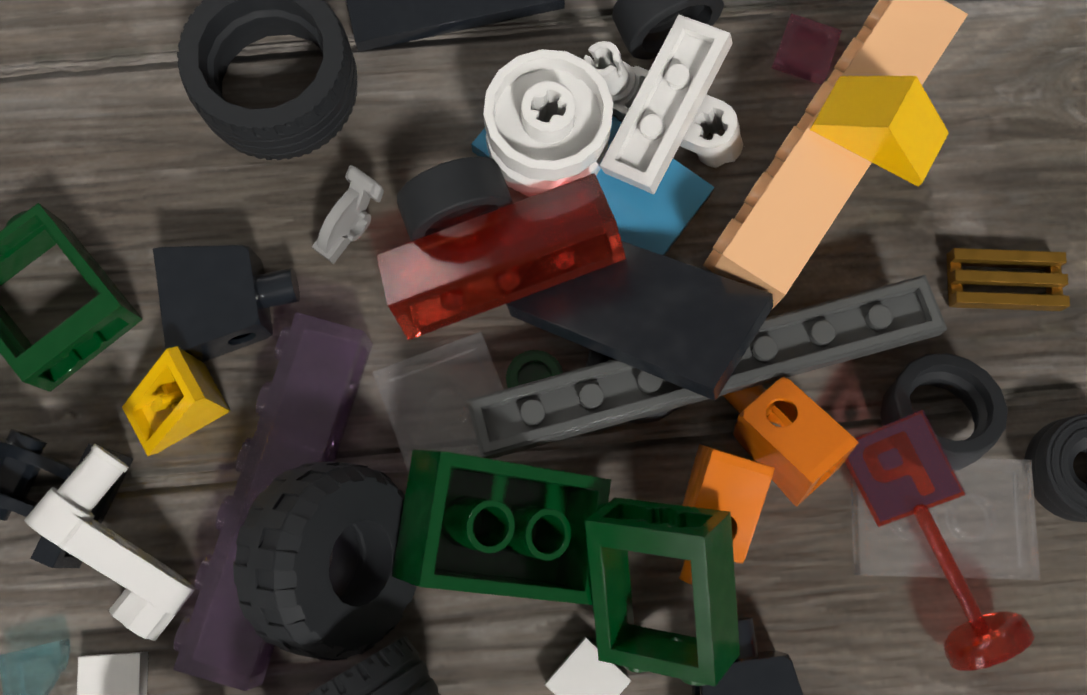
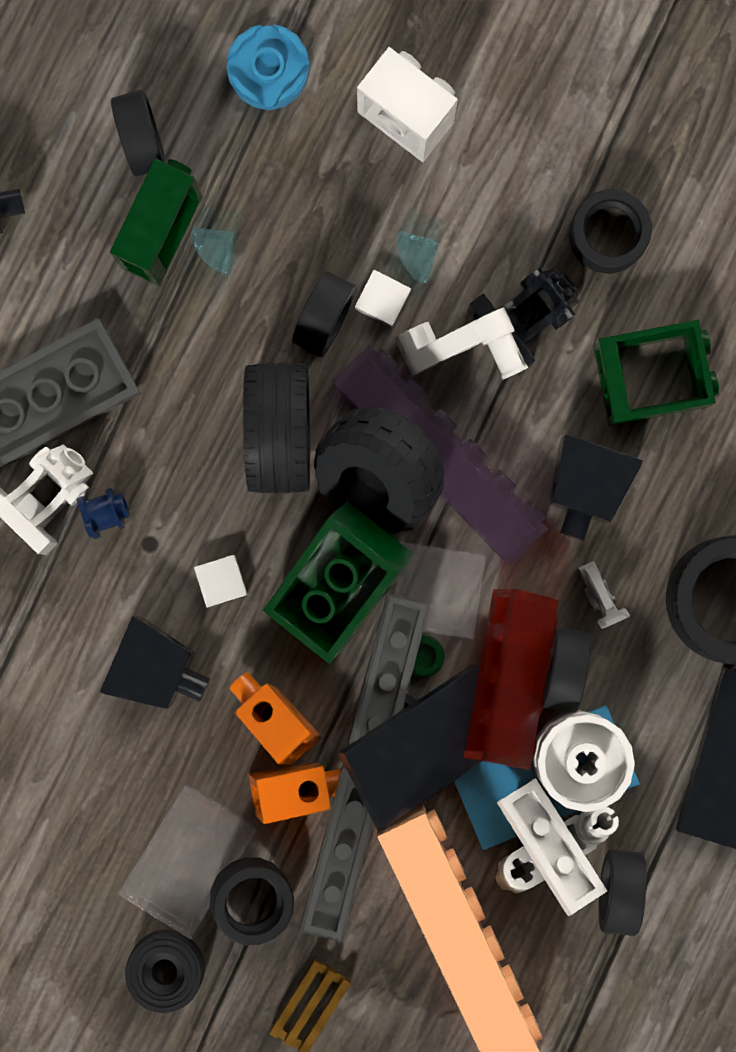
camera: 125 degrees right, 10 degrees up
(173, 401) = (537, 419): yellow slope -> none
(676, 533) = (275, 681): dark green window -> none
(806, 49) = (547, 979): clear pink tile -> none
(885, 123) = (448, 966): yellow slope -> none
(905, 474) = (229, 846): clear red piece -> none

